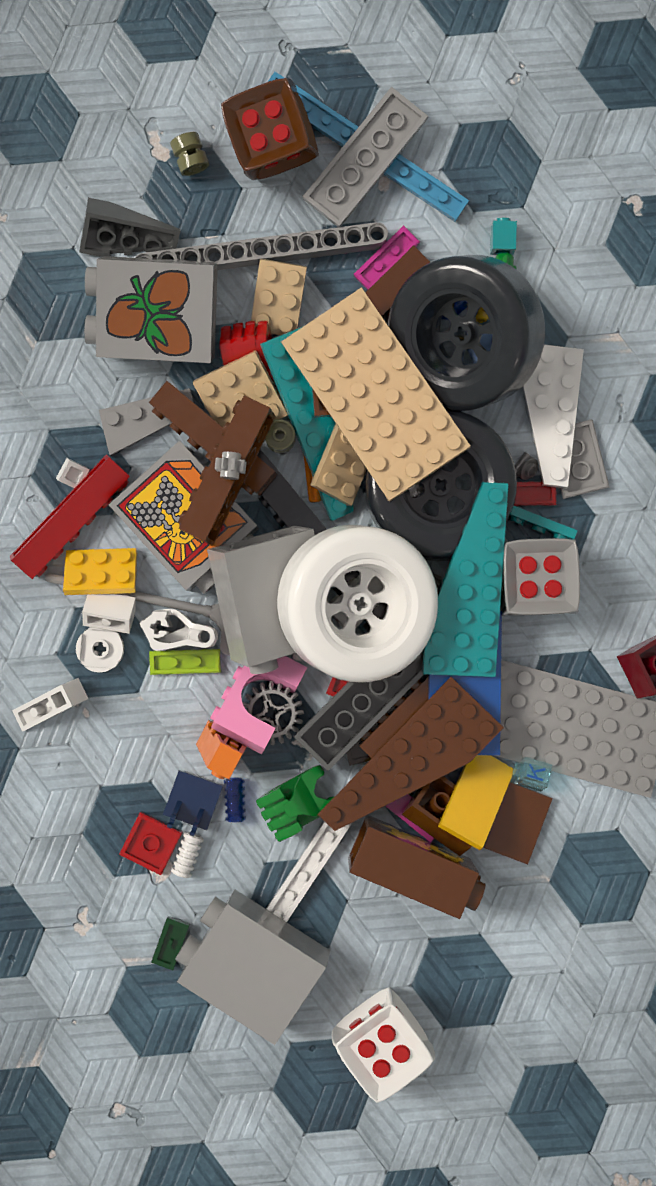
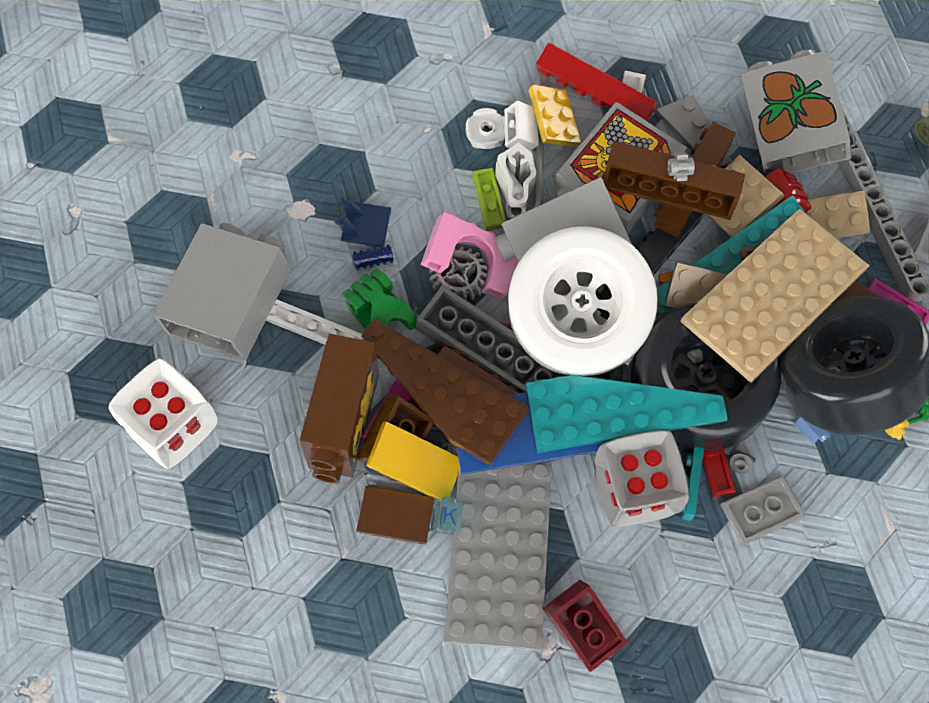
camera: 75 degrees right, 20 degrees down
(50, 704) = (431, 98): white slope -> none
(117, 229) = (854, 84): dark grey wedge -> none
(150, 843) = (320, 197): red tile -> none
(170, 943) = (244, 223): dark green plate -> none
(187, 855) = (315, 226): white piece -> none
(219, 751) = (413, 232): orange wedge -> none
(281, 437) = (710, 236): olive wheel -> none
(552, 409) = (819, 471): white wing -> none

